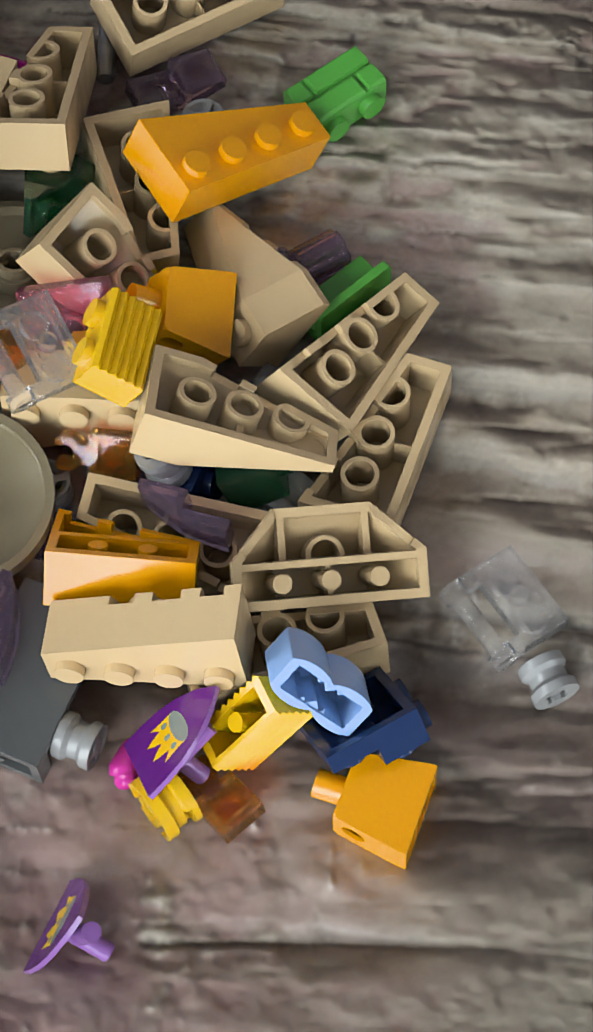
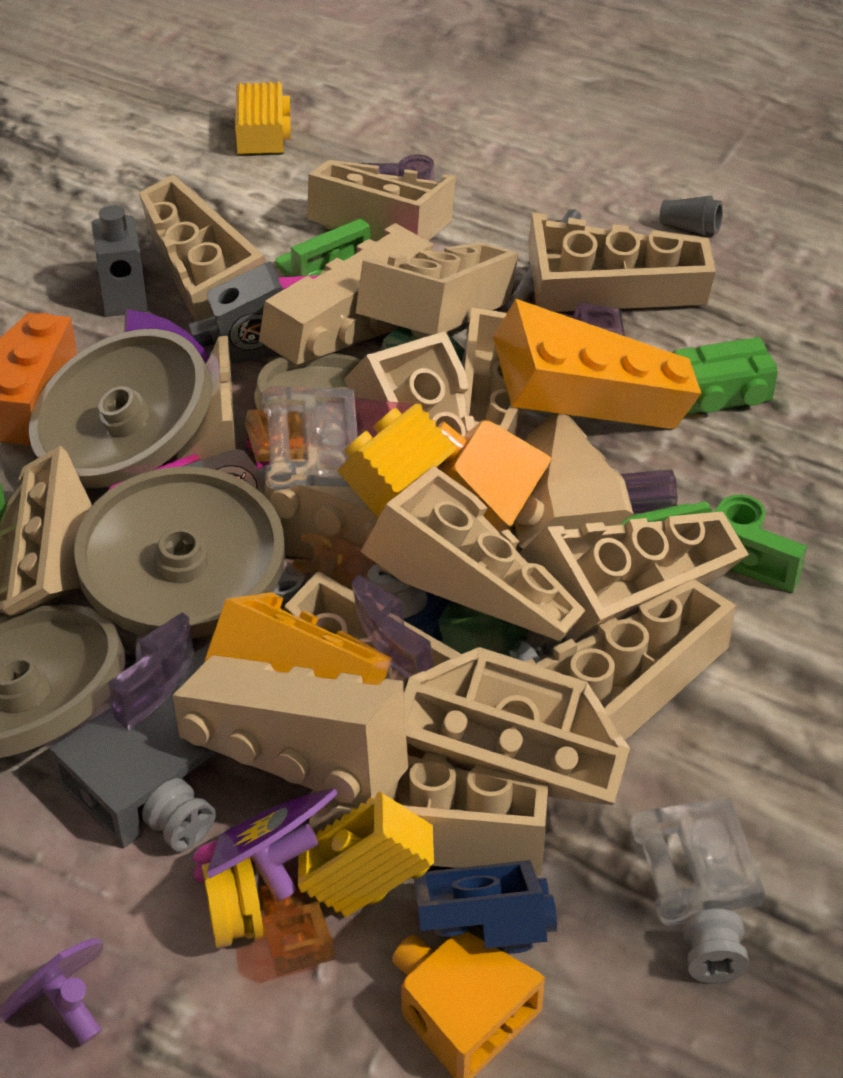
camera: 20 degrees right, 20 degrees down
(317, 681) = (454, 836): light blue brick -> none
(453, 288) = (771, 556): none -> bright green plate

